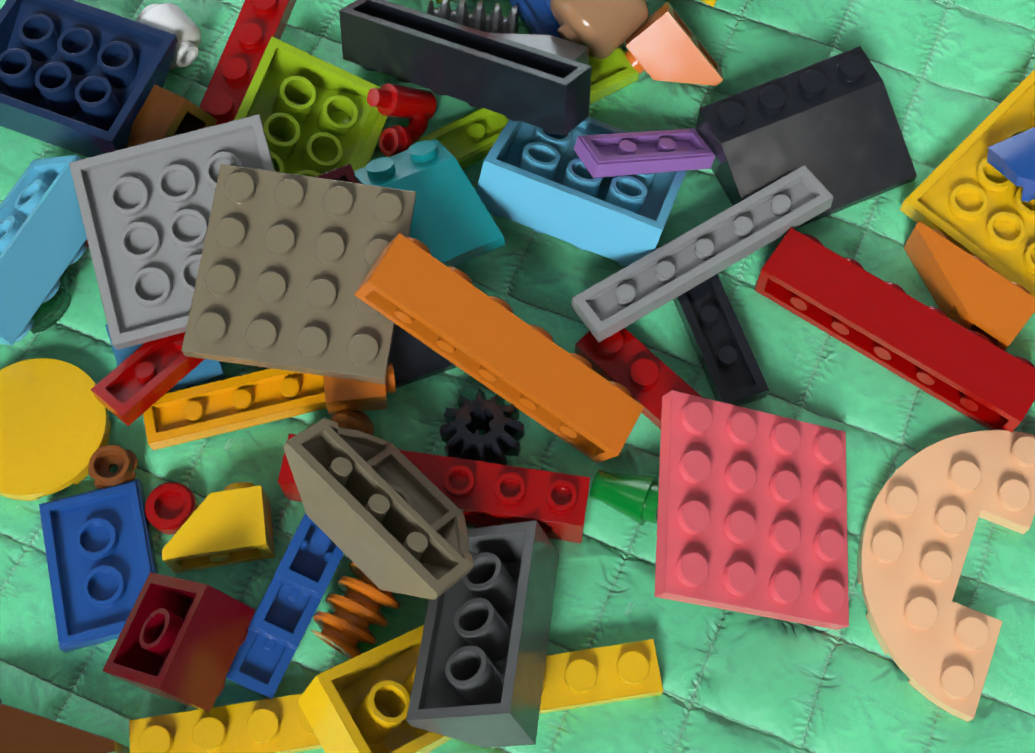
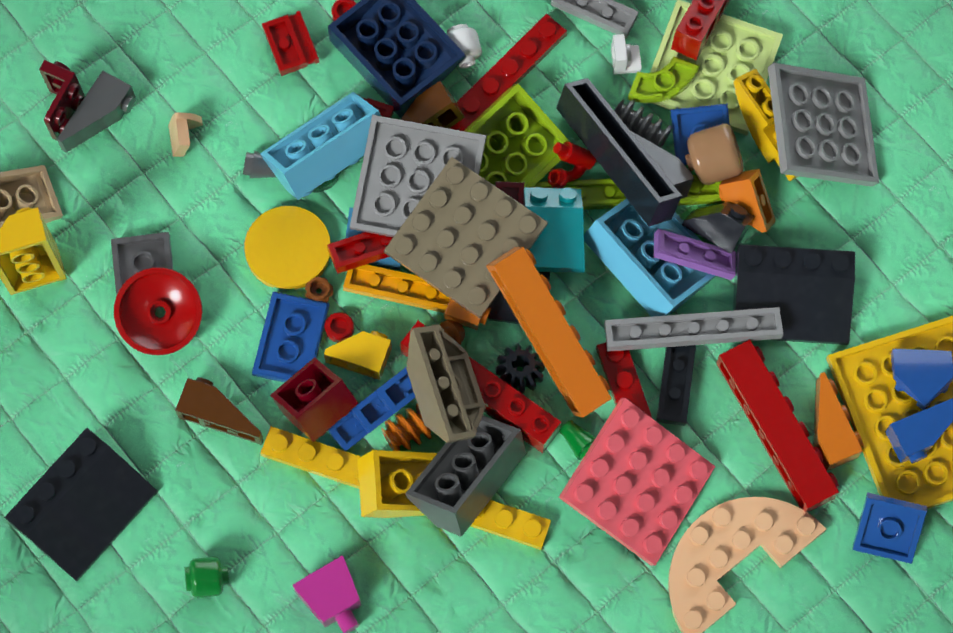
camera: 25 degrees right, 5 degrees up
(656, 98) = (720, 224): none -> black slope

